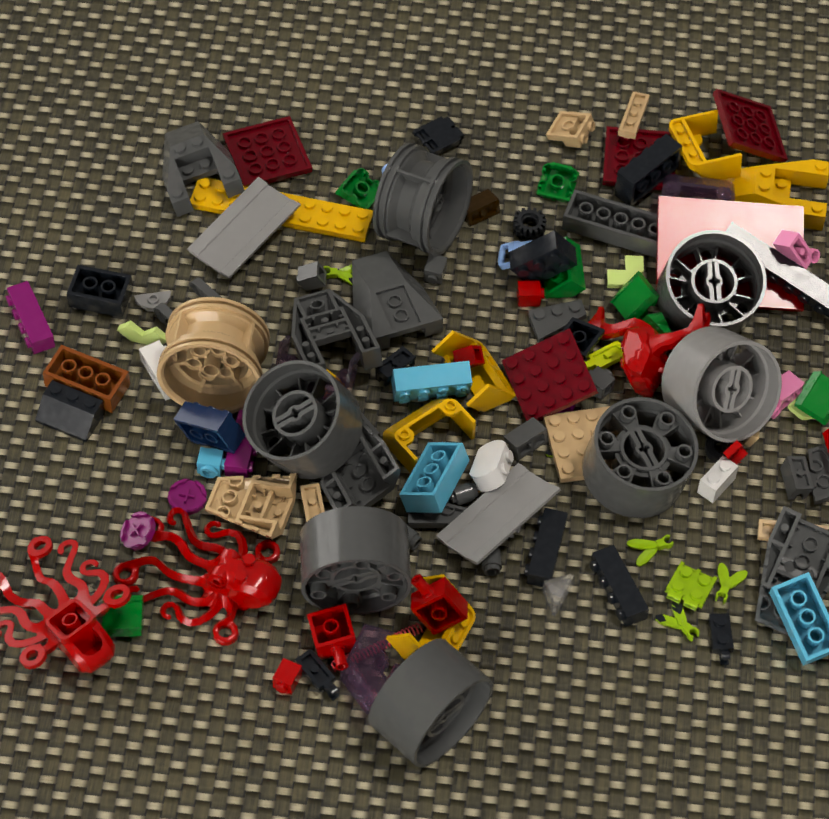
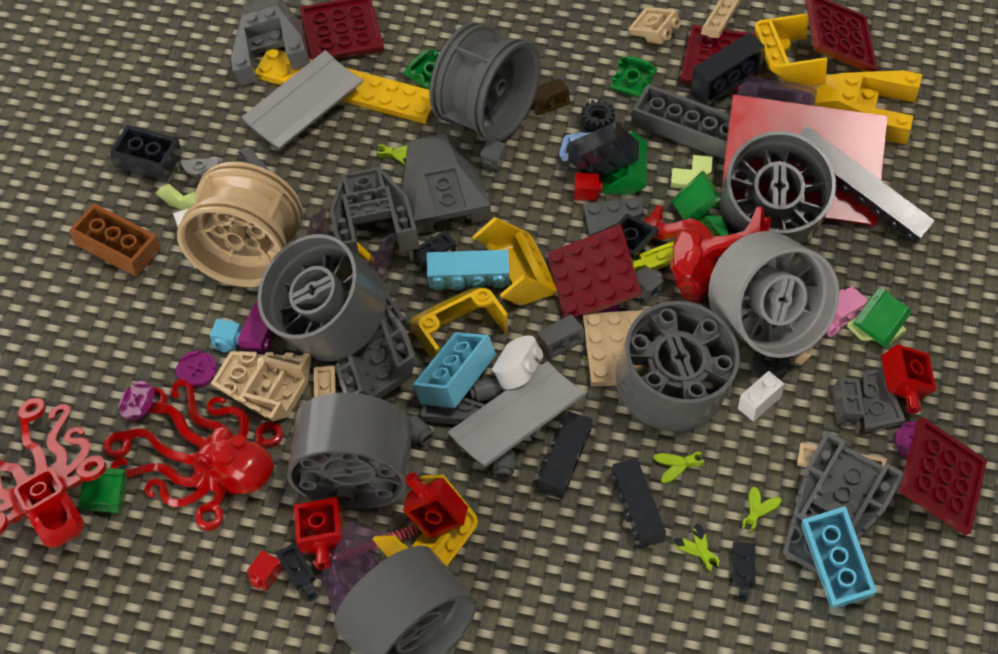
camera: 10 degrees right, 0 degrees up
(30, 317) = (72, 175): magenta brick -> none
(70, 411) = (92, 271): black slope -> none
(209, 426) = (227, 297): dark blue brick -> none
(311, 276) = (363, 153): dark grey brick -> none
(439, 135) = (519, 22): black plate -> none
(470, 353) = (515, 245): red brick -> none
(556, 591) = (569, 503): clear slope -> none
(690, 586) = (716, 510): lime plate -> none
(735, 452) = (783, 369): red slope -> none
(795, 248) = (872, 158): bright pink hinge -> none

